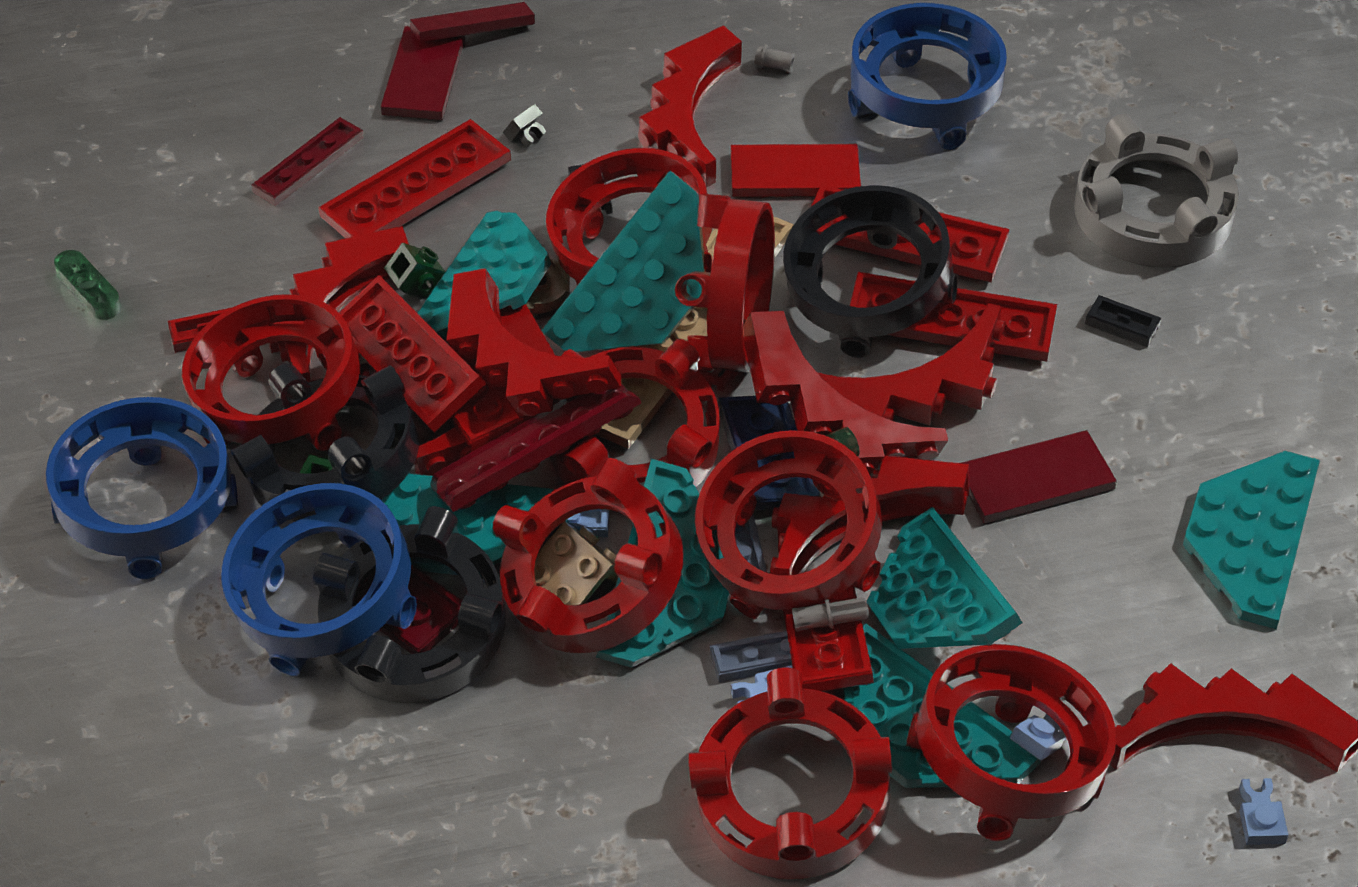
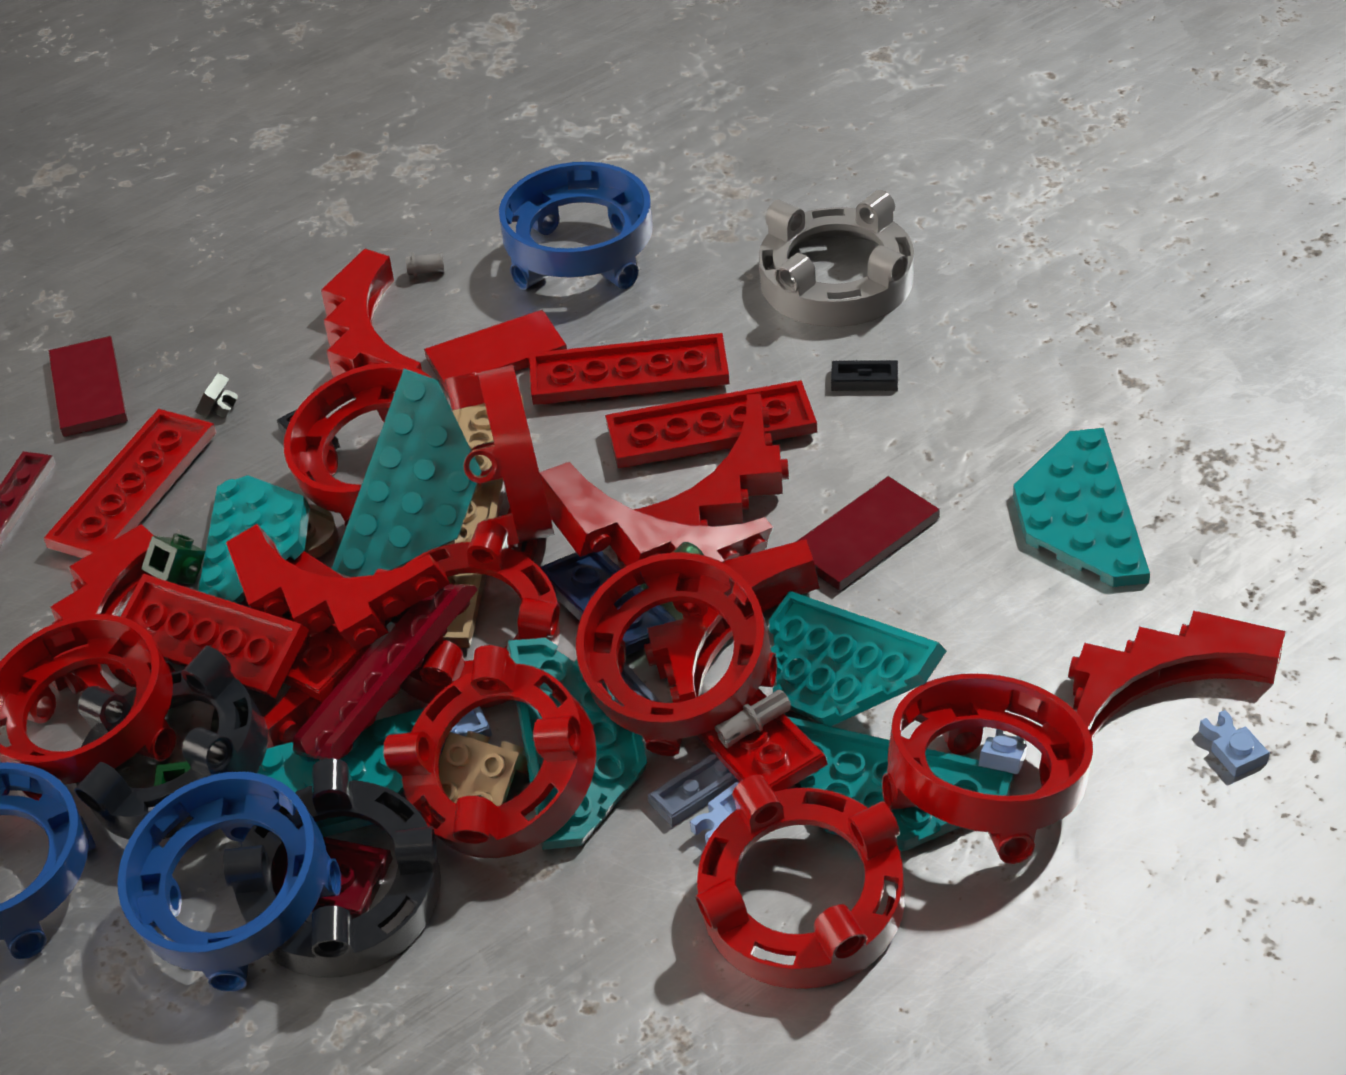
camera: 20 degrees left, 5 degrees down
(472, 21) = (115, 324): dark red tile -> none
(884, 215) = (609, 352): black piece -> none

